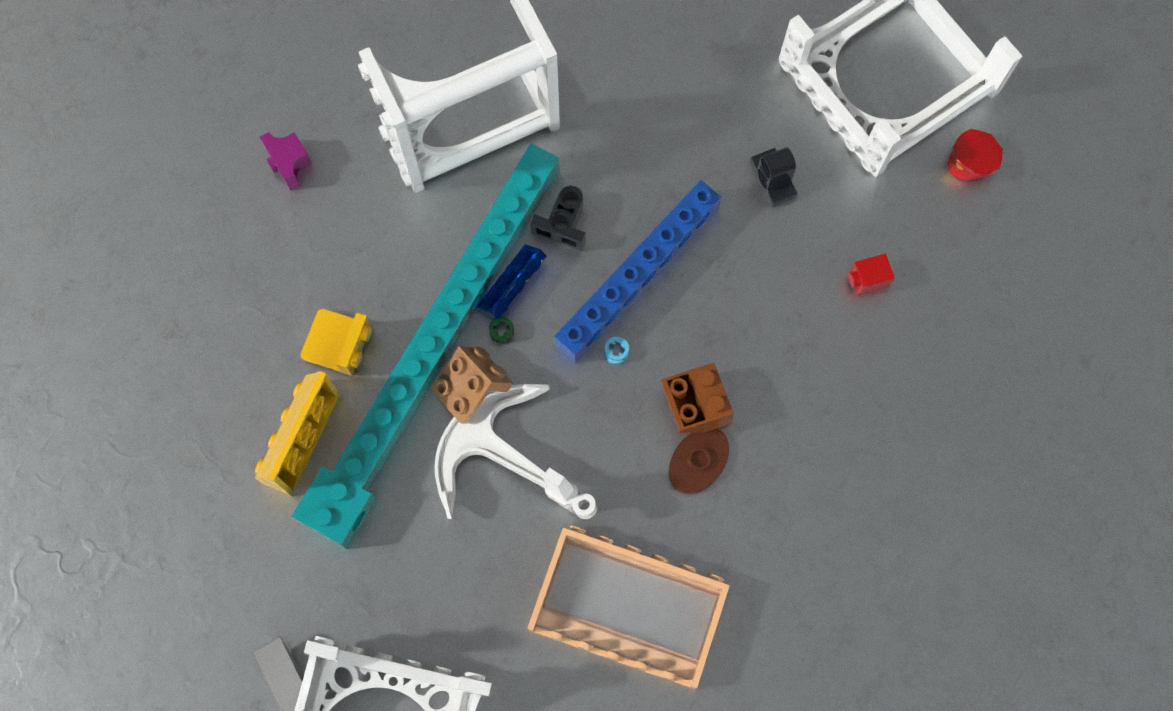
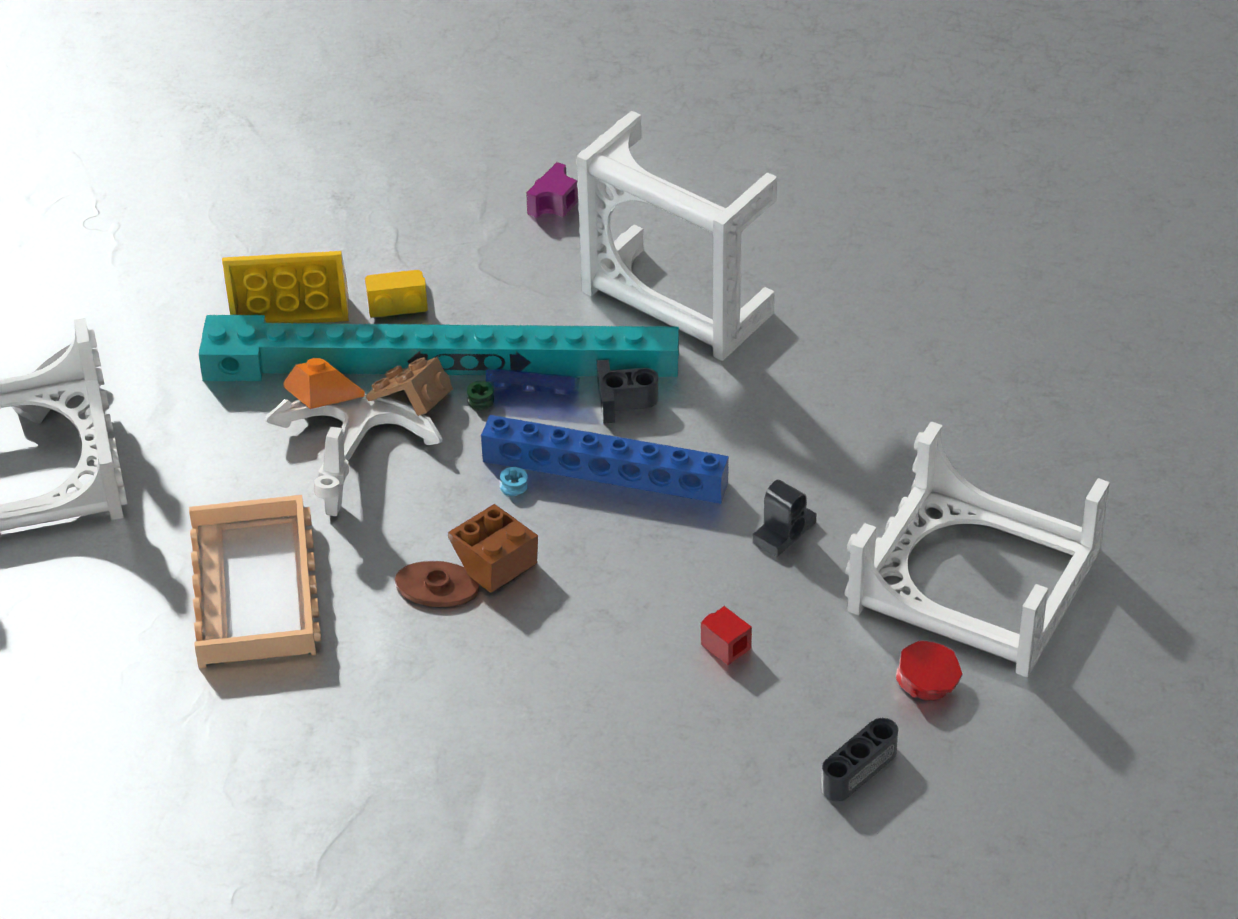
camera: 65 degrees right, 30 degrees down
(430, 453) = (320, 384): none -> orange slope
(1034, 256) = (859, 759): none -> black beam

